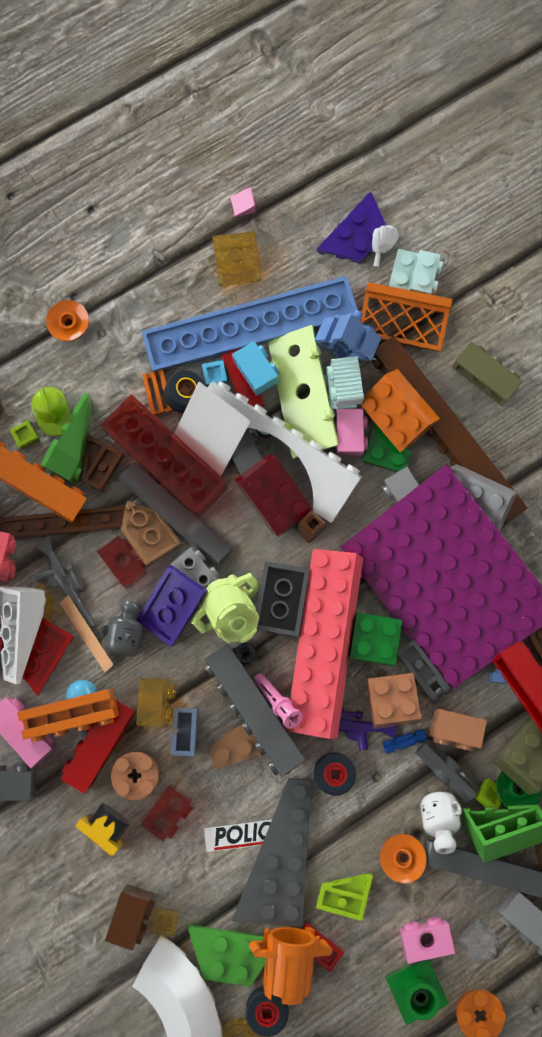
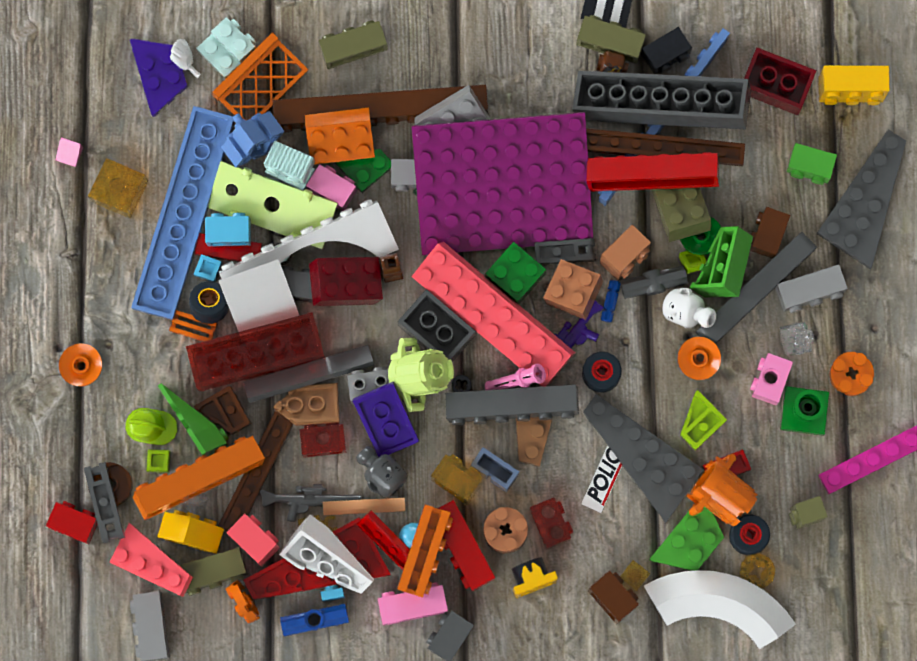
camera: 55 degrees left, 0 degrees up
(64, 670) = (384, 538): none -> red tile

